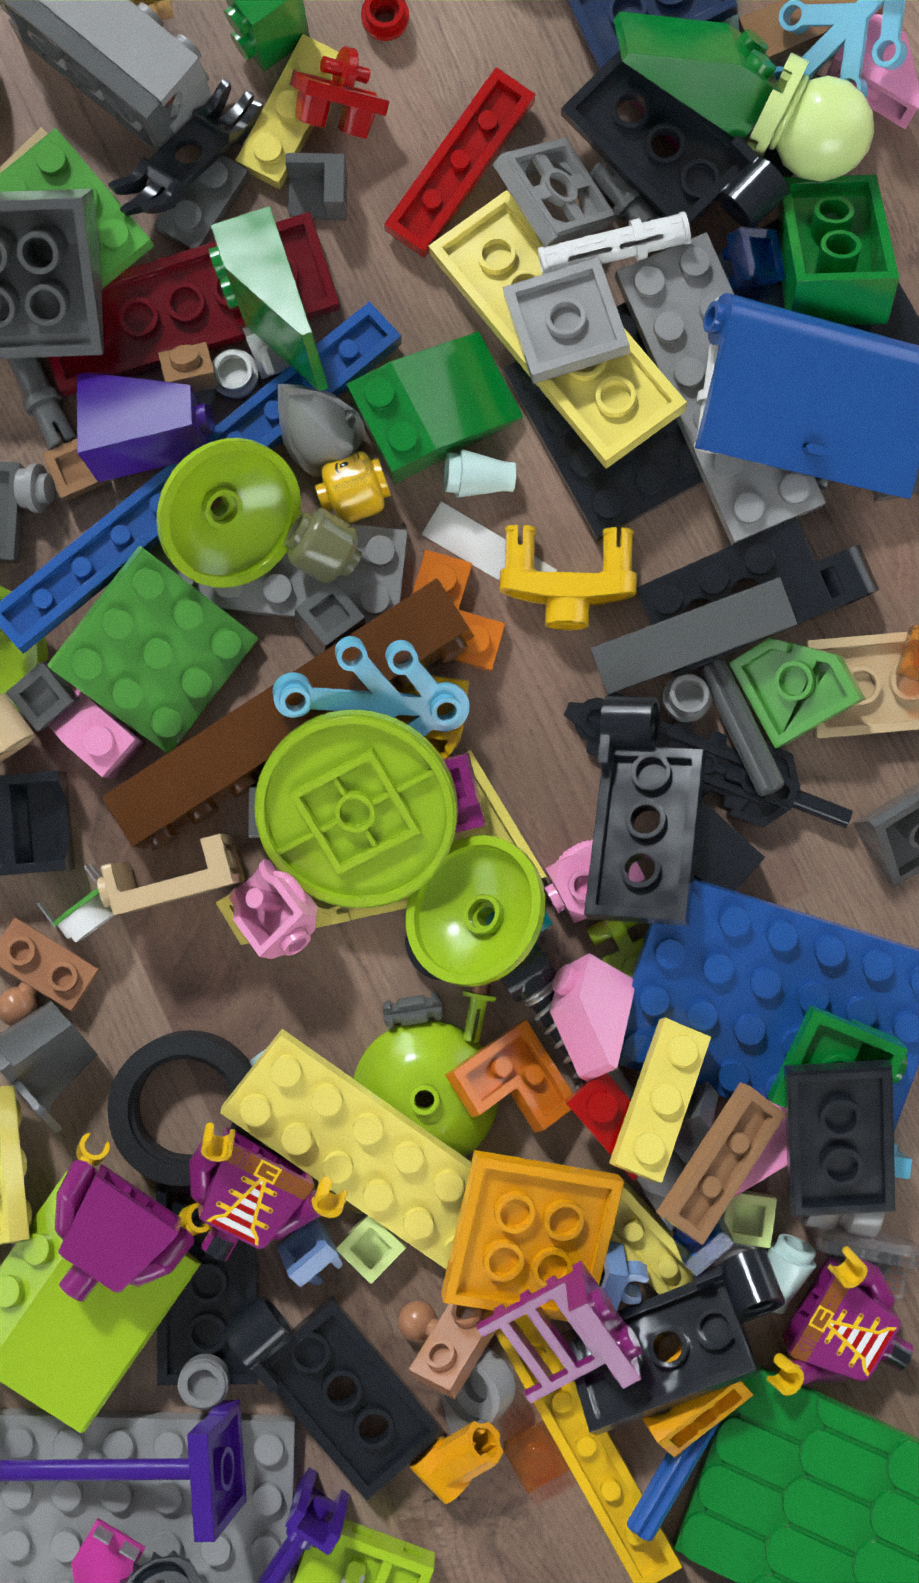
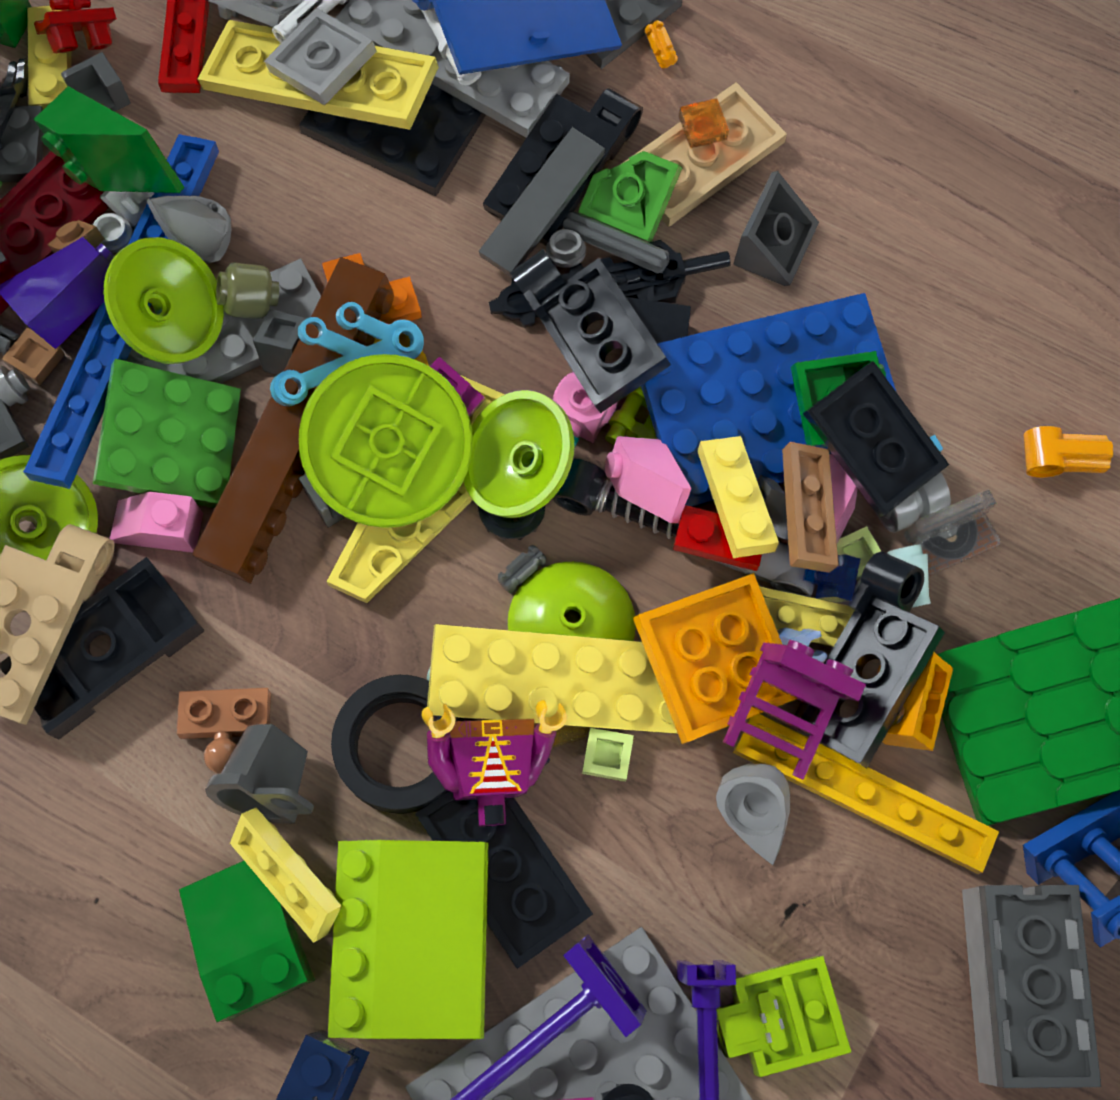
camera: 40 degrees left, 15 degrees down
(42, 696) = (103, 513): dark grey plate -> none
(85, 915) = (234, 650): white piece -> none
(115, 1229) = (404, 847): magenta torso -> none
(119, 889) = (289, 581): tan panel -> none
(204, 1381) = (551, 937): light grey tile -> none
(274, 912) = (374, 550): bright pink hand -> none
(301, 1365) = (617, 876): black hinge -> none
(308, 1252) = (564, 788): medium blue tile -> none
(353, 487) = (244, 244): yellow head -> none
(433, 404) = (264, 175): green slope -> none
(450, 1344) = (715, 779): nougat plate -> none
(457, 1459) = (778, 873): light orange piece -> none
(471, 541) = (370, 243): white sticker -> none
(477, 474) = (324, 197): light aqua cone -> none
(478, 1001) = (563, 528): lime piece -> none
(516, 1066) = (625, 554): orange plate -> none
(535, 1457) = (837, 829): clear orange plate -> none
(568, 594) = (436, 232): yellow connector -> none
(665, 1488) = (943, 778): blue axle -> none
(841, 1328) = (976, 578): torso -> none

